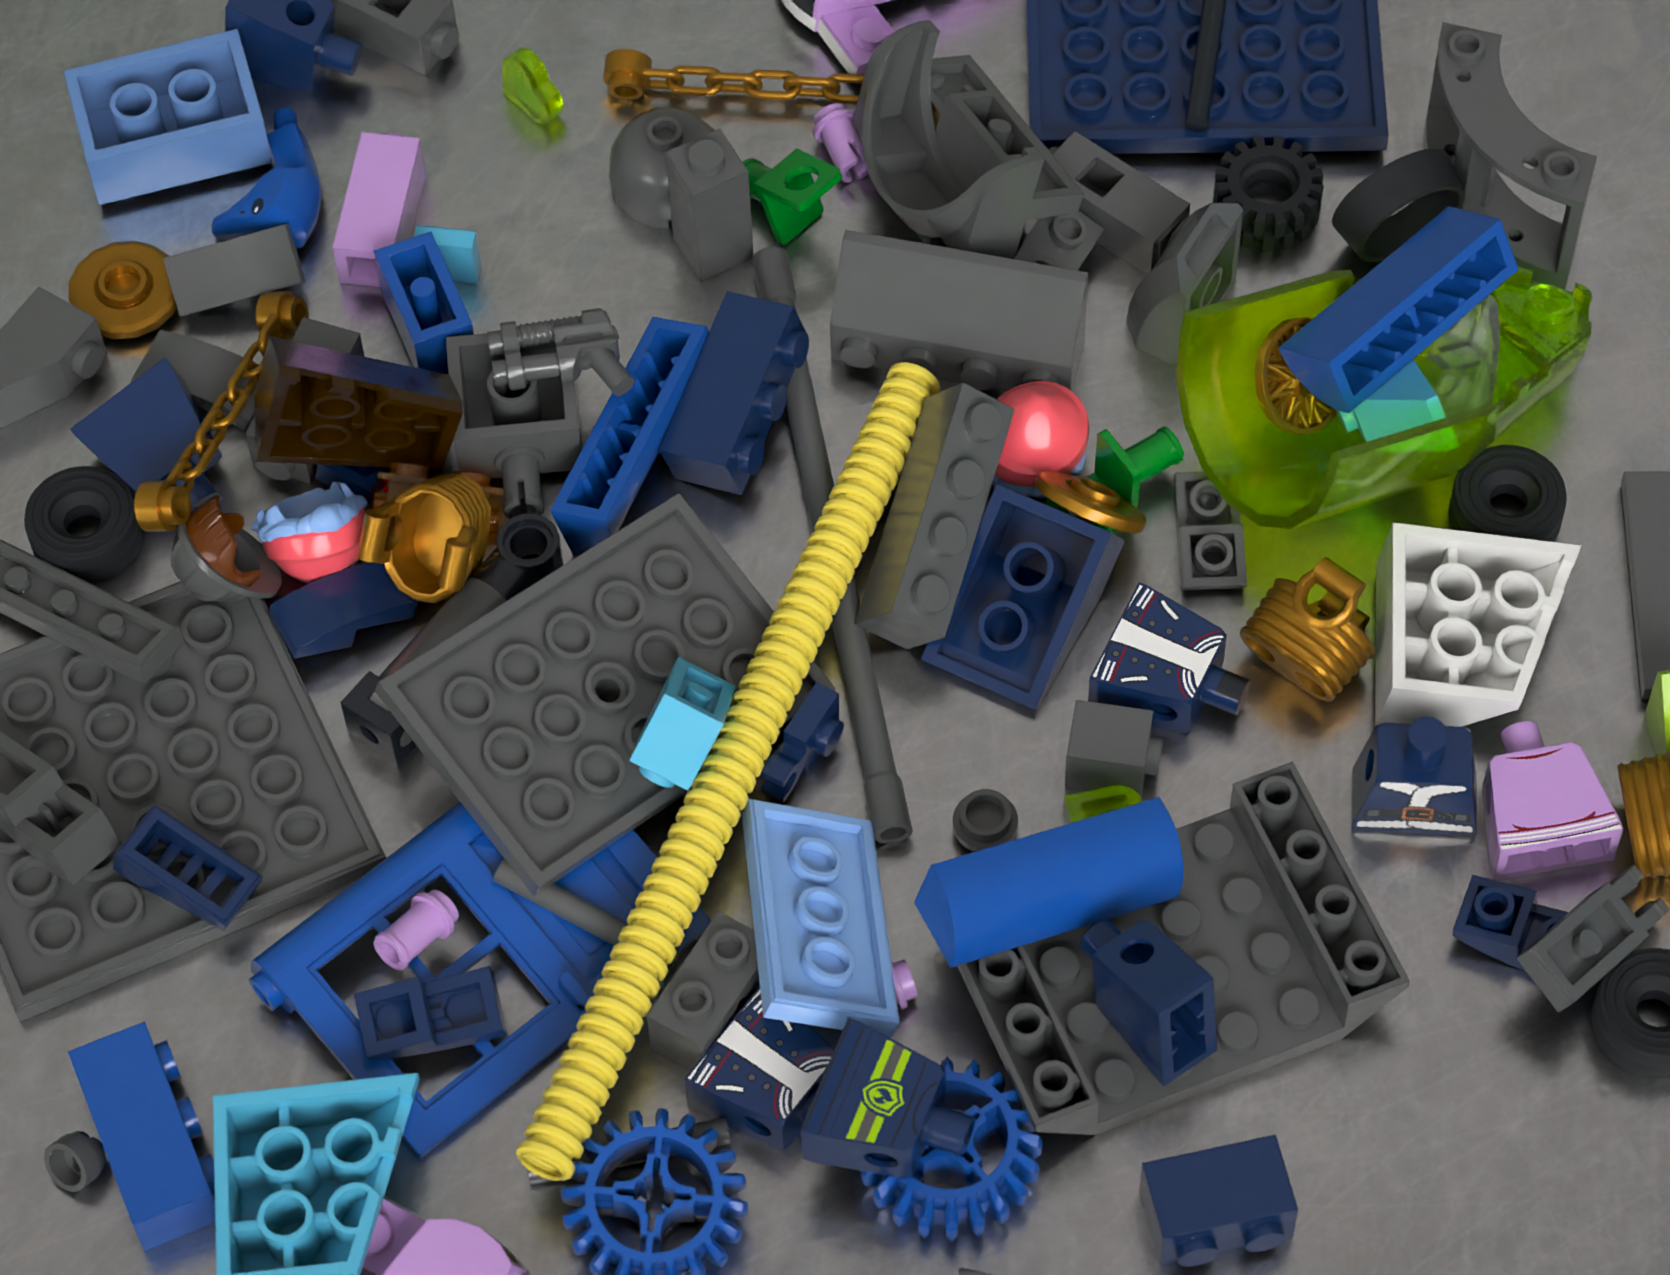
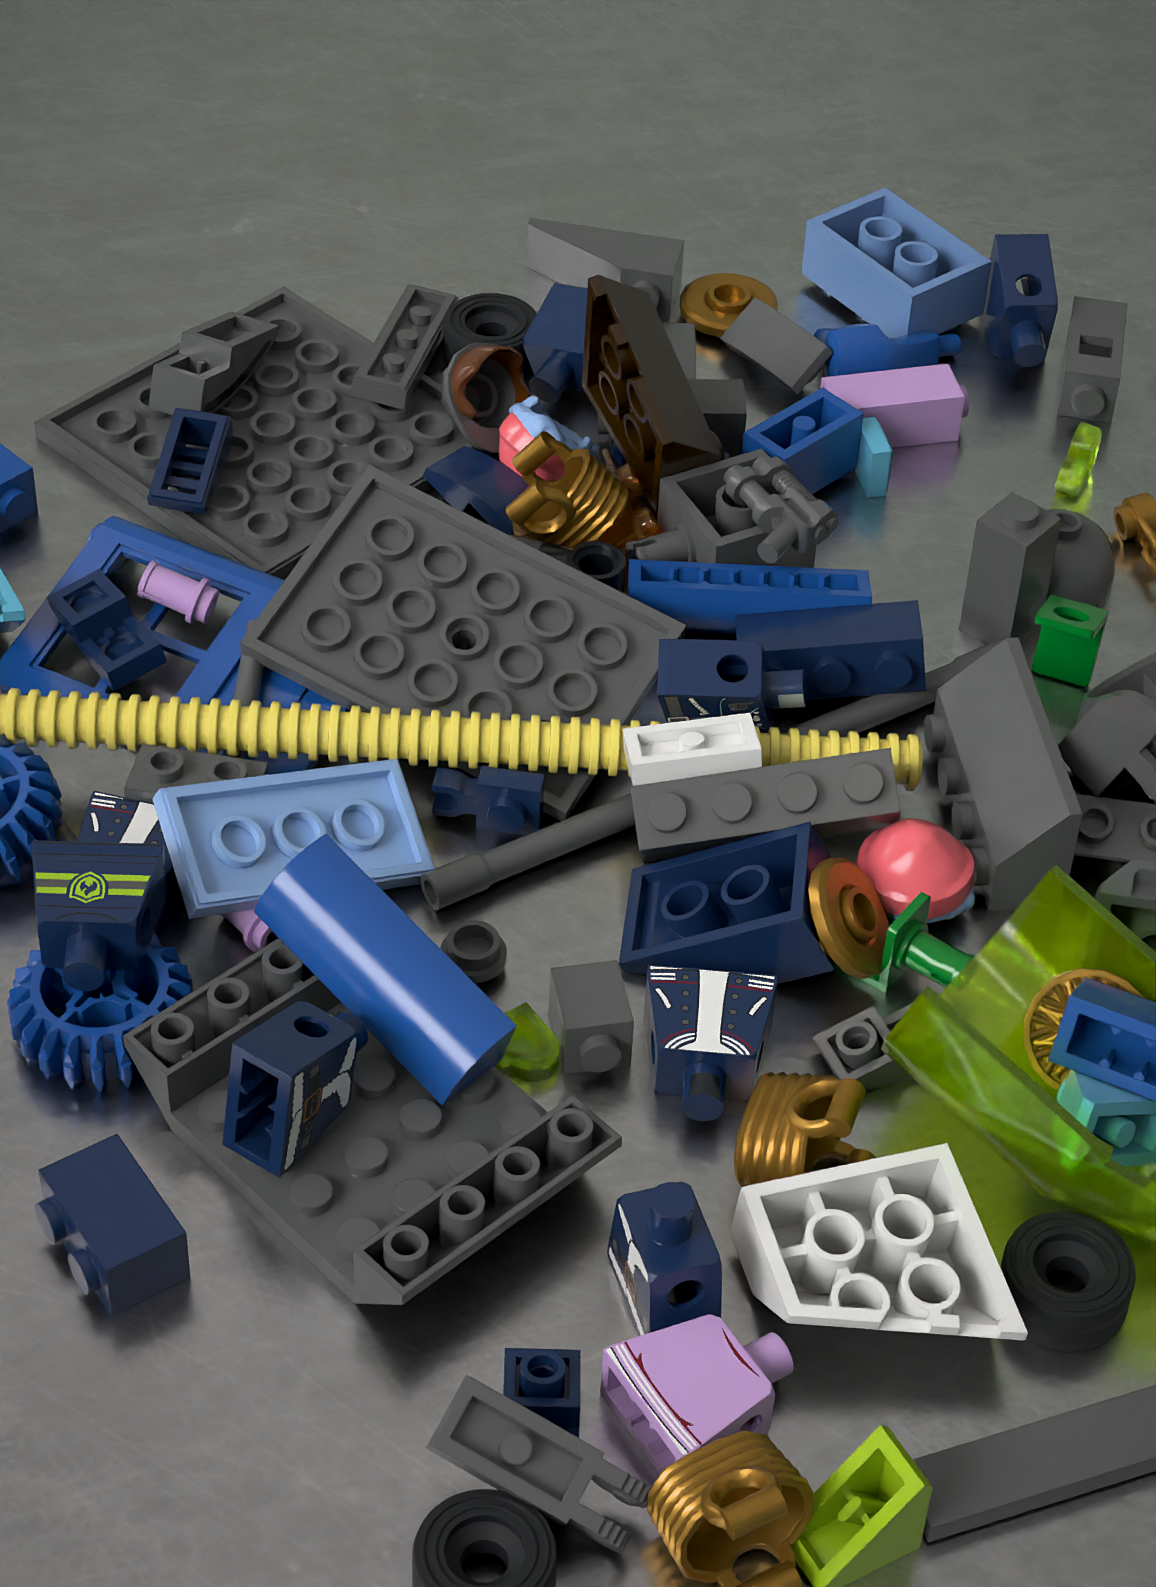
camera: 65 degrees right, 15 degrees down
(164, 504) = (494, 309): pearl gold piece -> none
(682, 725) = (443, 673): medium azure slope -> none
(767, 508) = (722, 680): none -> dark blue torso
(871, 544) = (691, 748): none -> white plate

